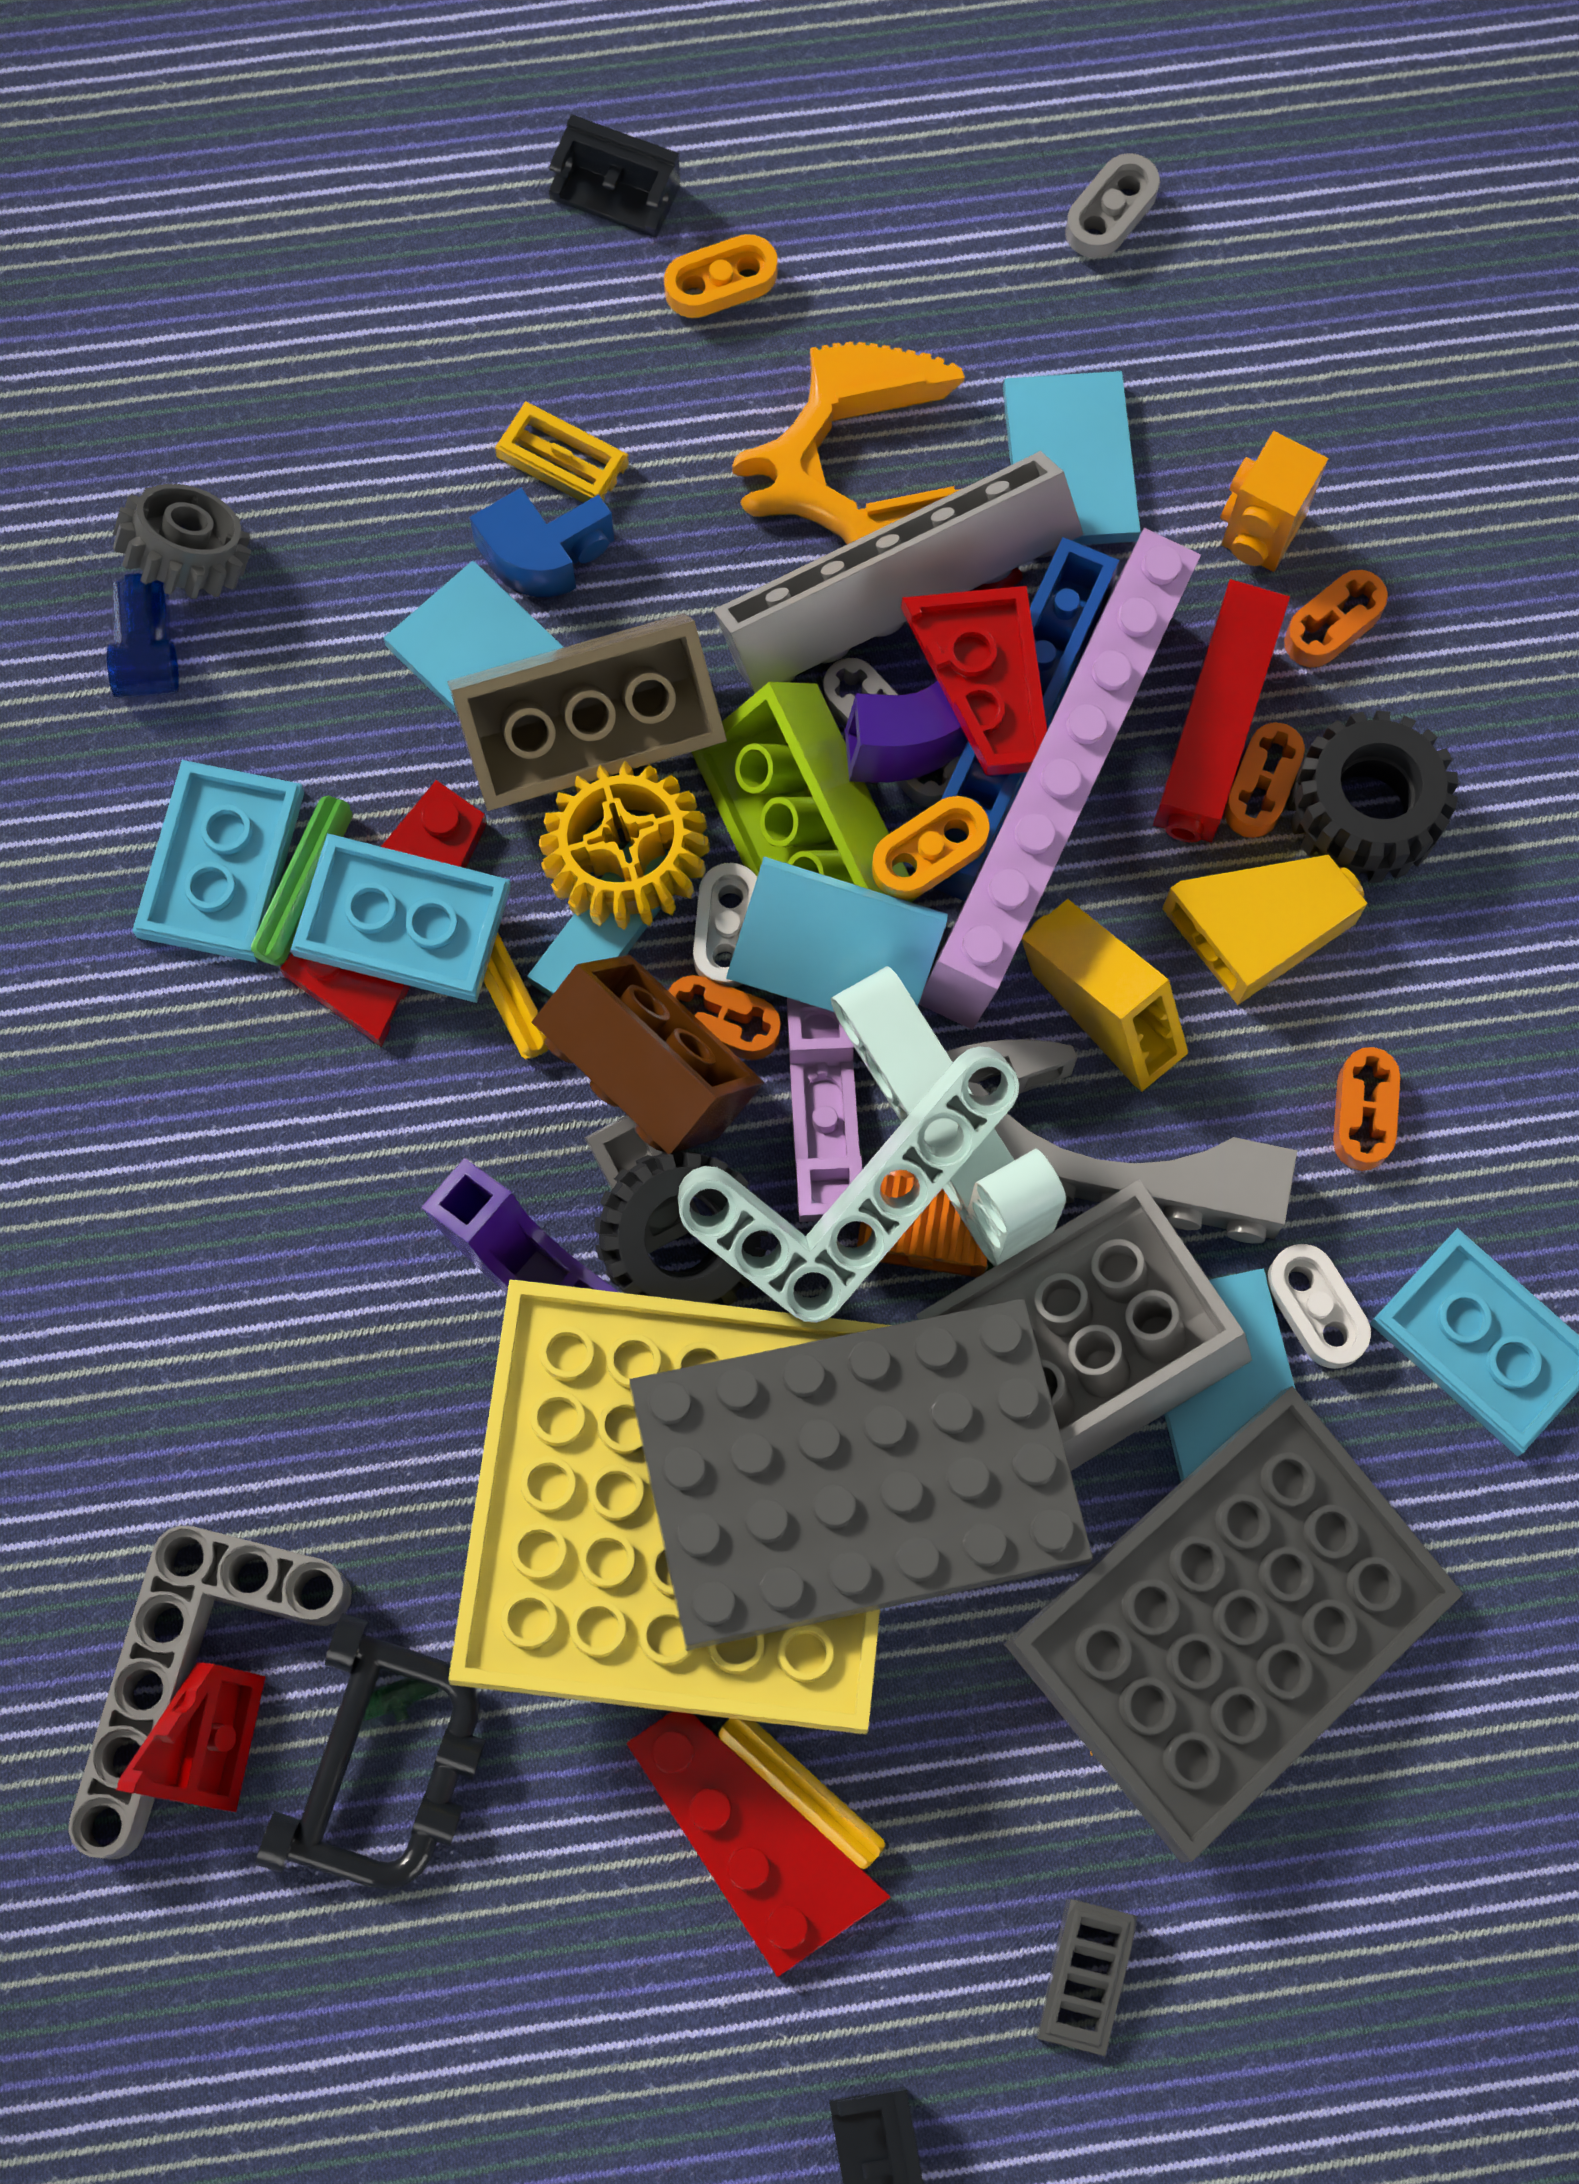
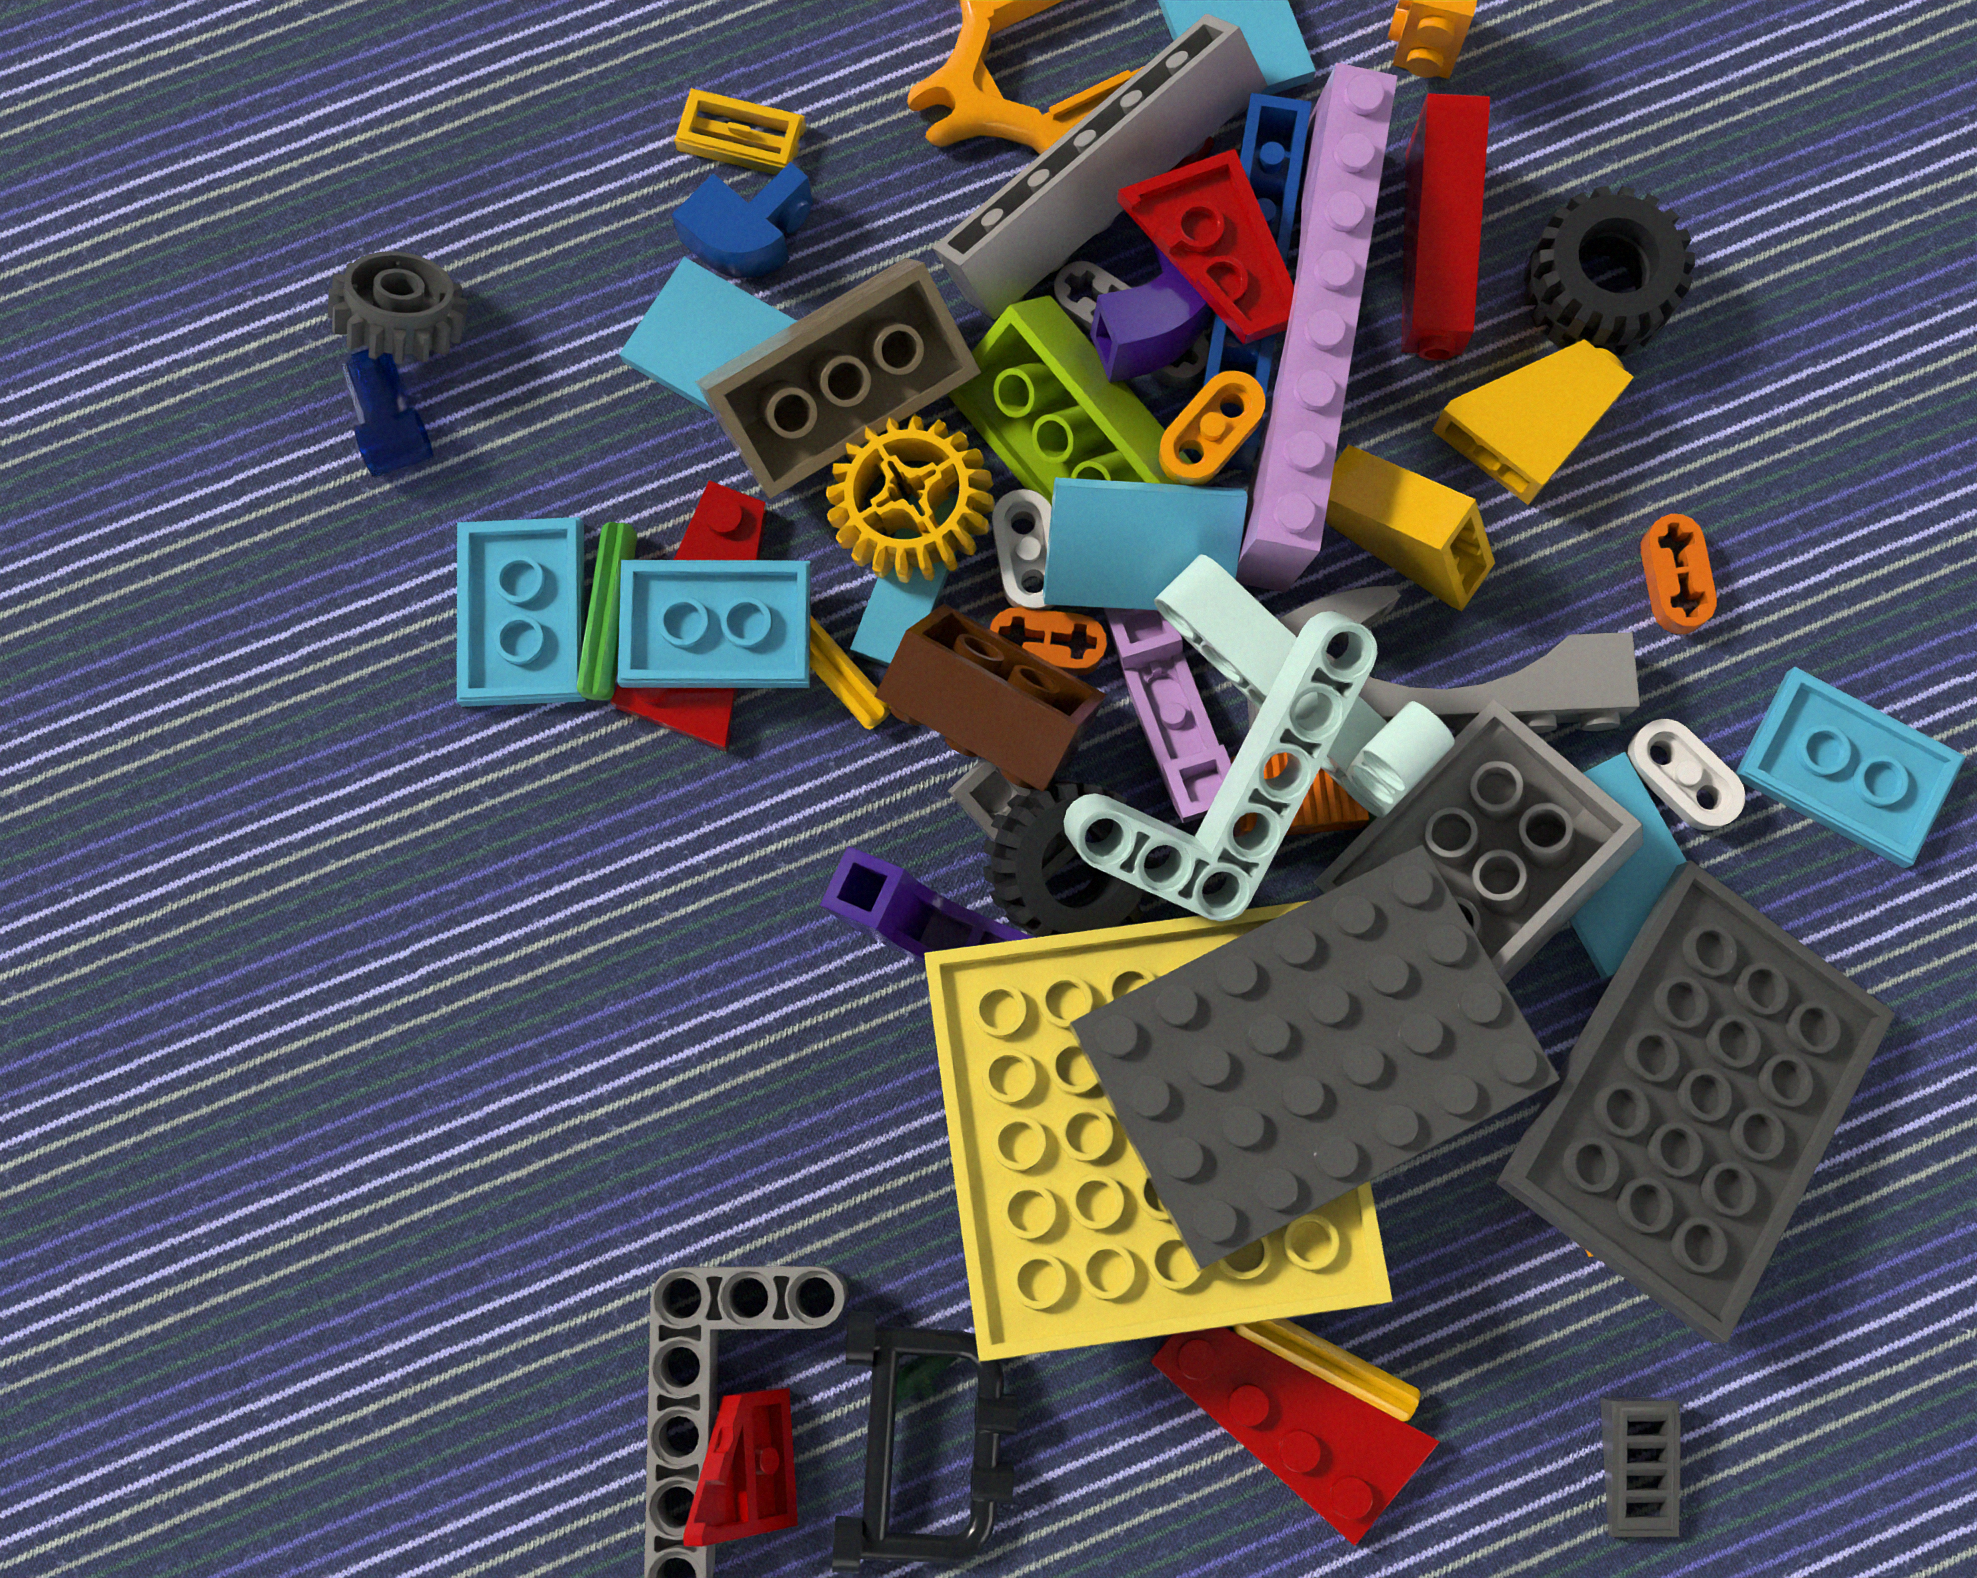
camera: 10 degrees left, 5 degrees up
(1276, 784) = (1510, 283): orange beam -> none
(1343, 627) = (1532, 115): orange beam -> none

